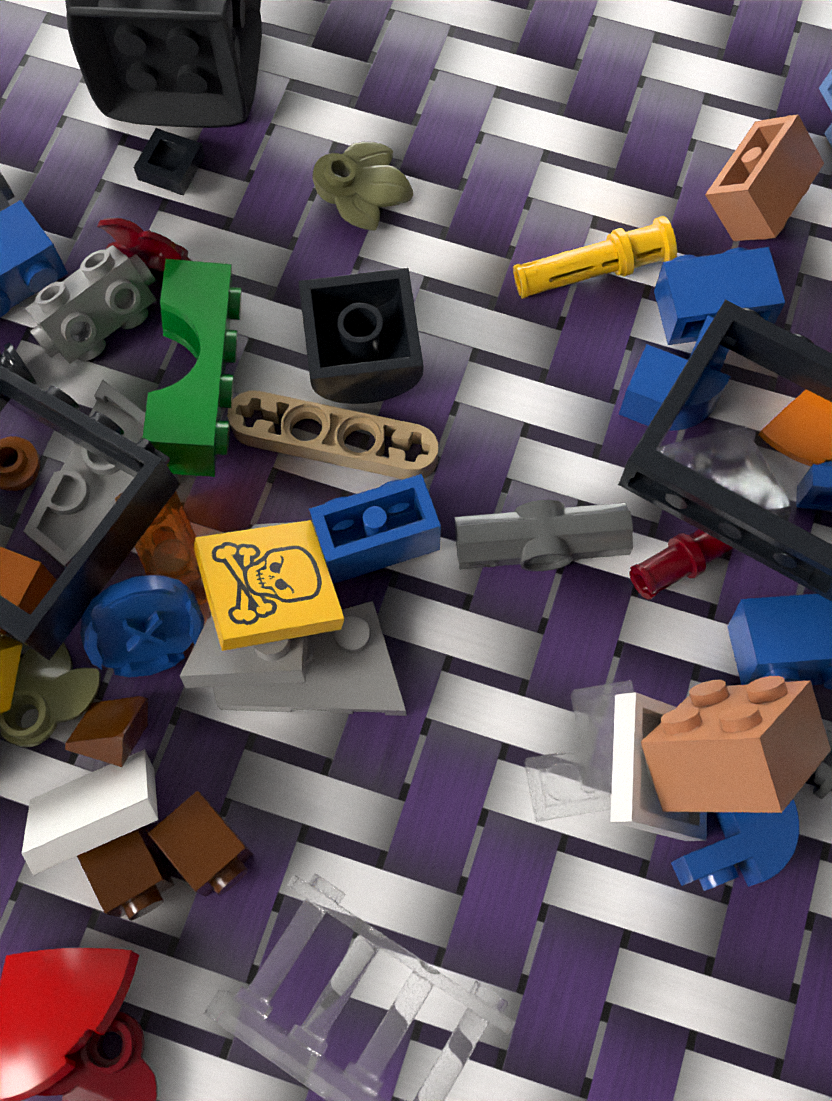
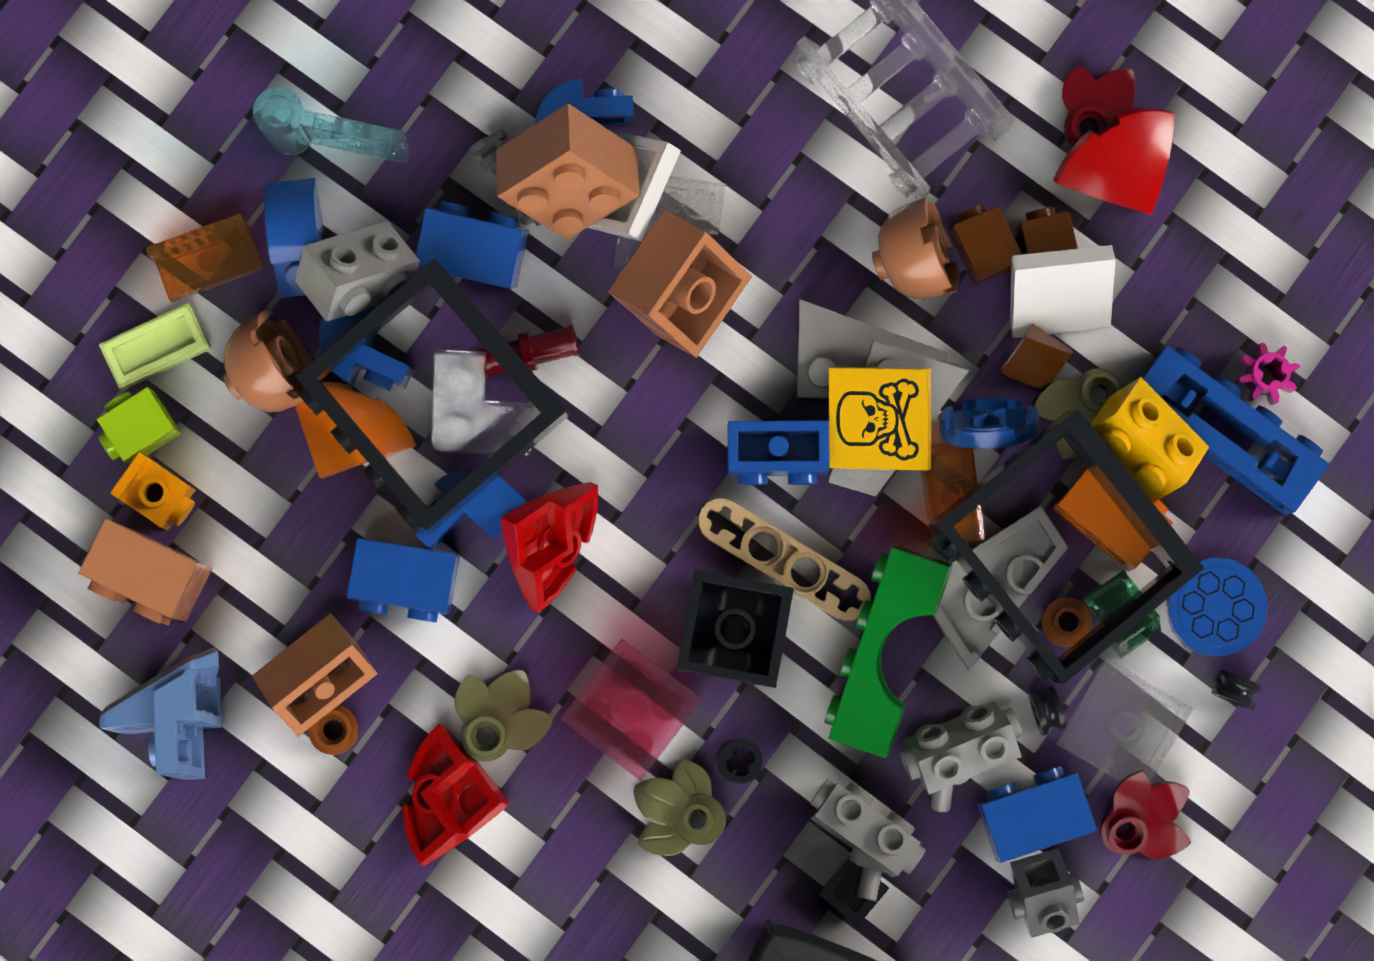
camera: 165 degrees left, 15 degrees up
(147, 245) = (887, 777): dark red plate -> none
(168, 201) = (875, 840): none -> light grey brick
(283, 802) = (916, 252): none -> nougat cylinder
(319, 226) = (753, 768): none -> black bush
(443, 233) = (631, 709): none -> clear pink brick
(543, 535) = (639, 406): dark grey piece -> none
(552, 665) = (680, 283): none -> nougat brick
(565, 216) = (505, 710): none -> olive plate
(587, 133) = (449, 796): none -> red brick
(587, 371) = (547, 538): none -> red brick
(617, 254) = (470, 652): yellow pin -> none
(717, 143) = (345, 741): none -> dark orange plate

